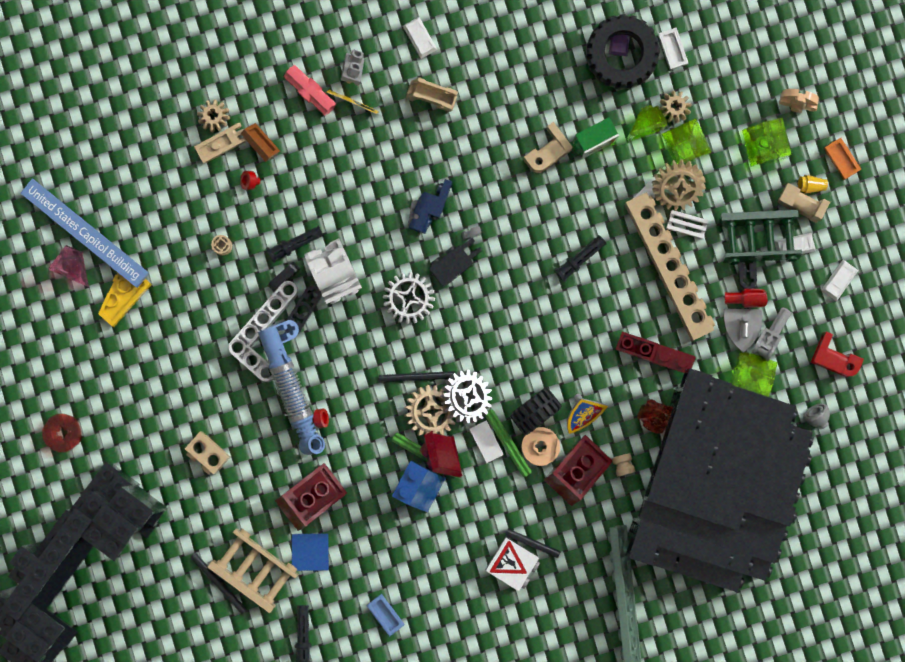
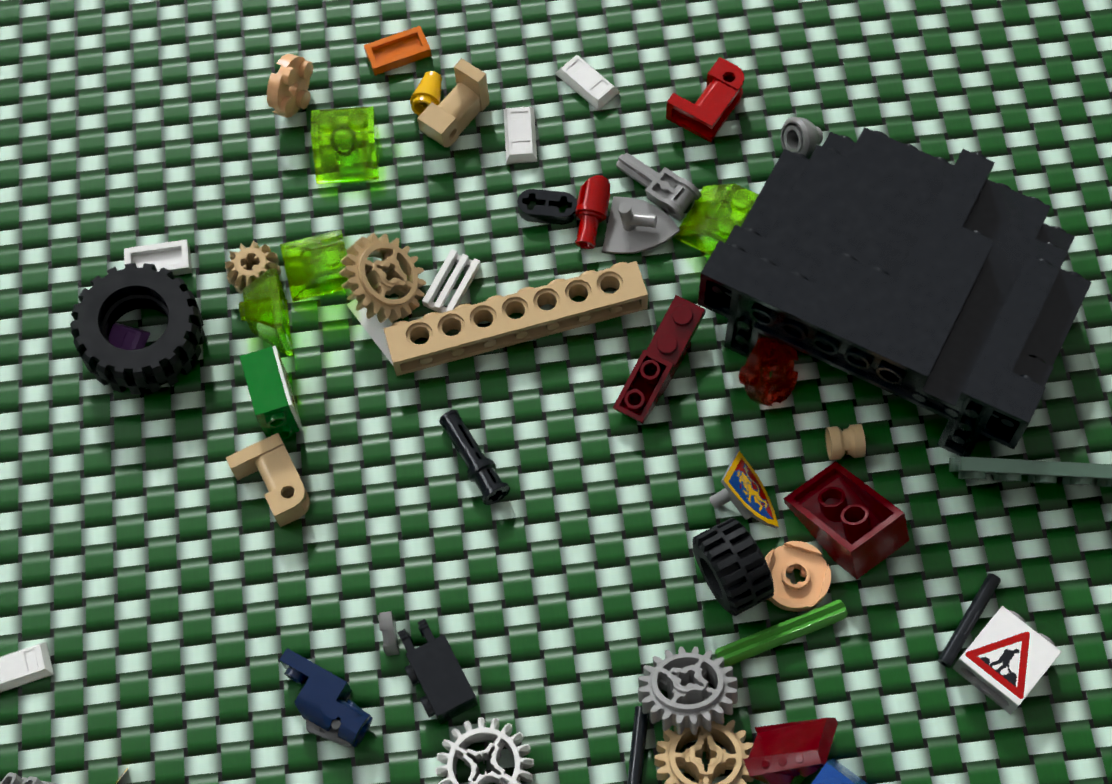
camera: 75 degrees left, 20 degrees down
(432, 93) = (116, 658): tan piece -> none
(486, 441) = (773, 671): white tile -> none
(768, 220) = (469, 161): dark green fence -> none

